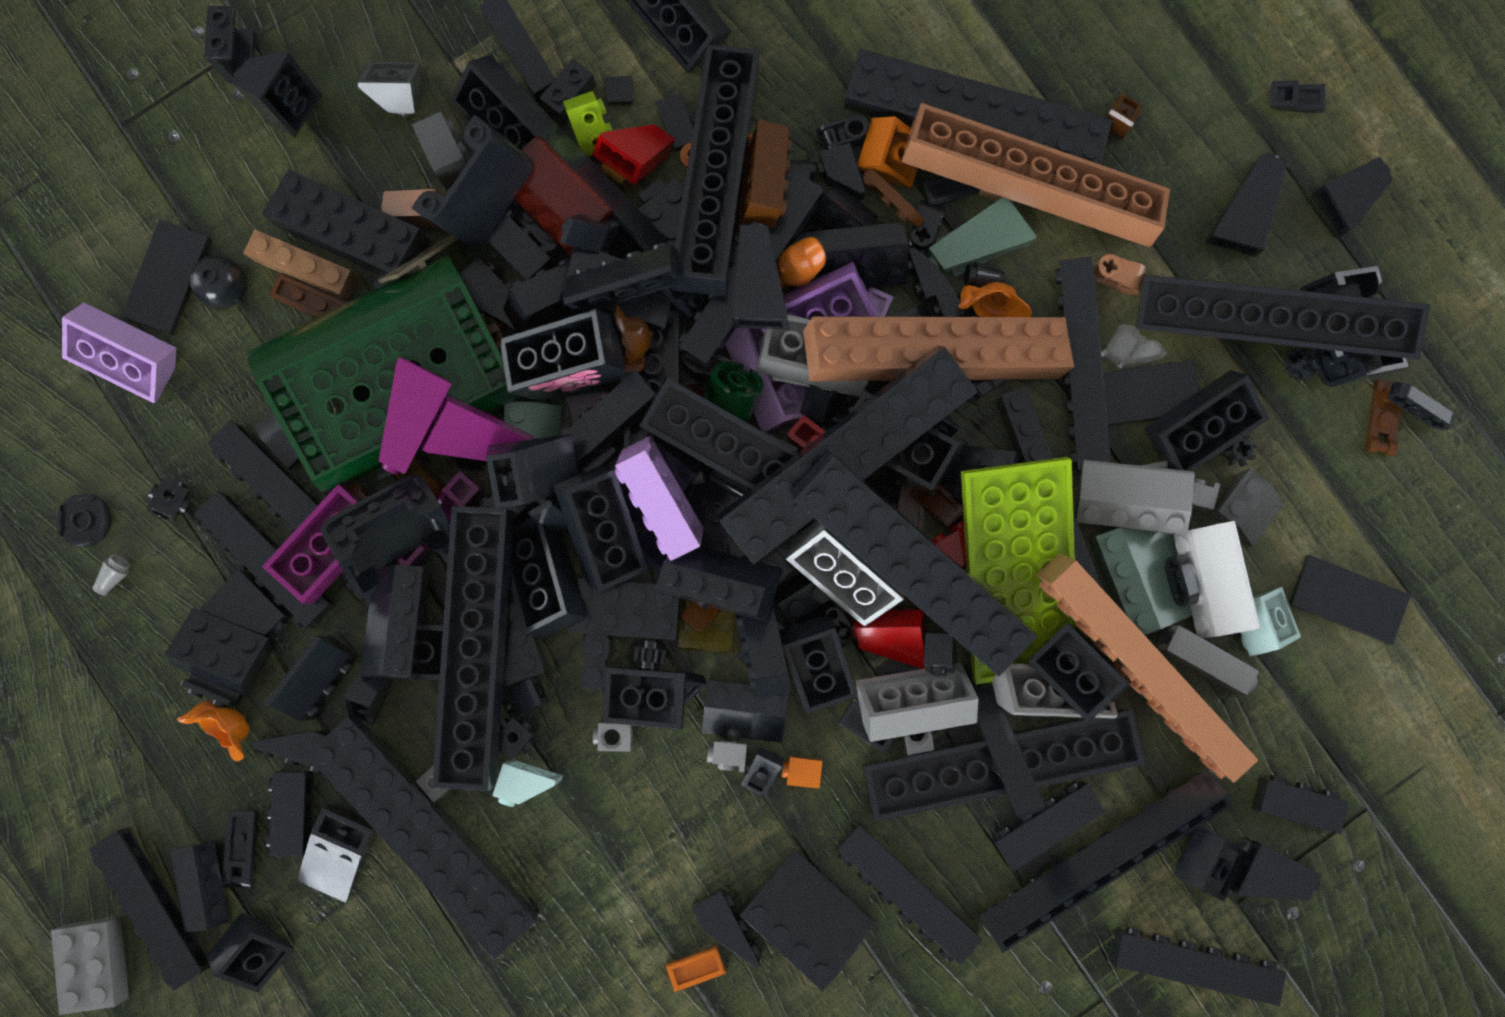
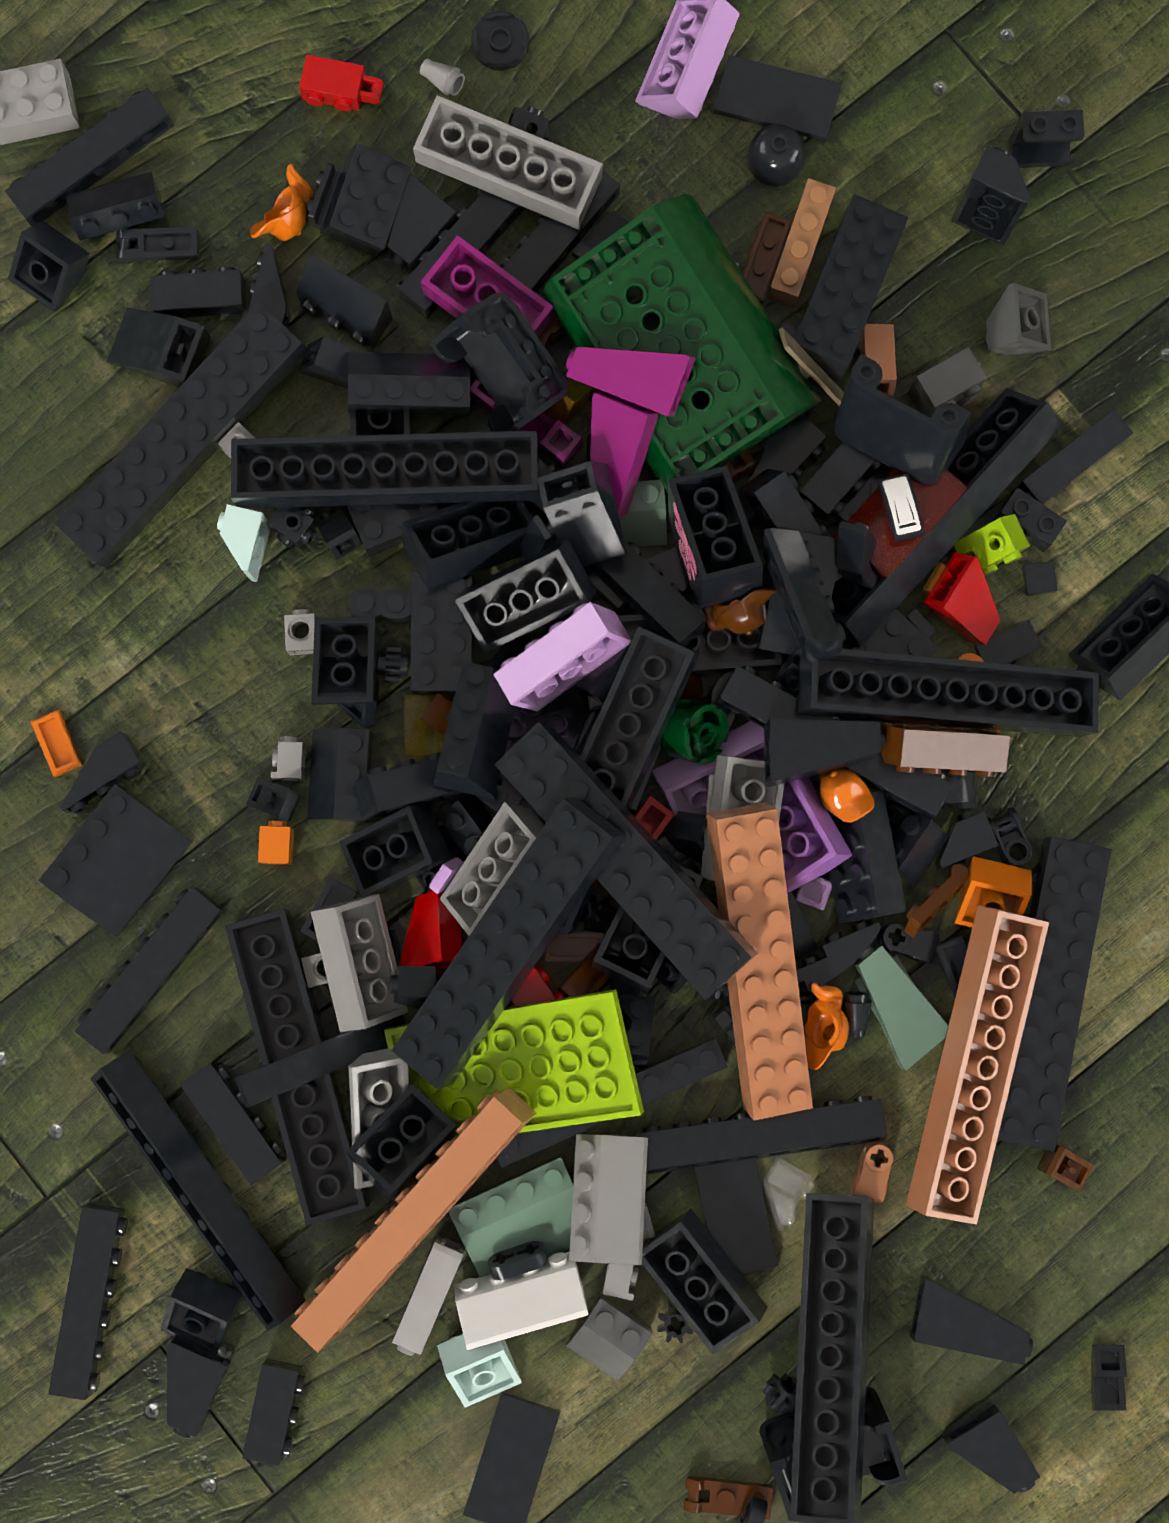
camera: 85 degrees right, 0 degrees up
(106, 670) = (338, 84): none -> red brick
(198, 517) = (508, 162): none -> light grey brick
(550, 190) = (901, 507): none -> slope
(843, 618) = (445, 875): none -> lavender tile

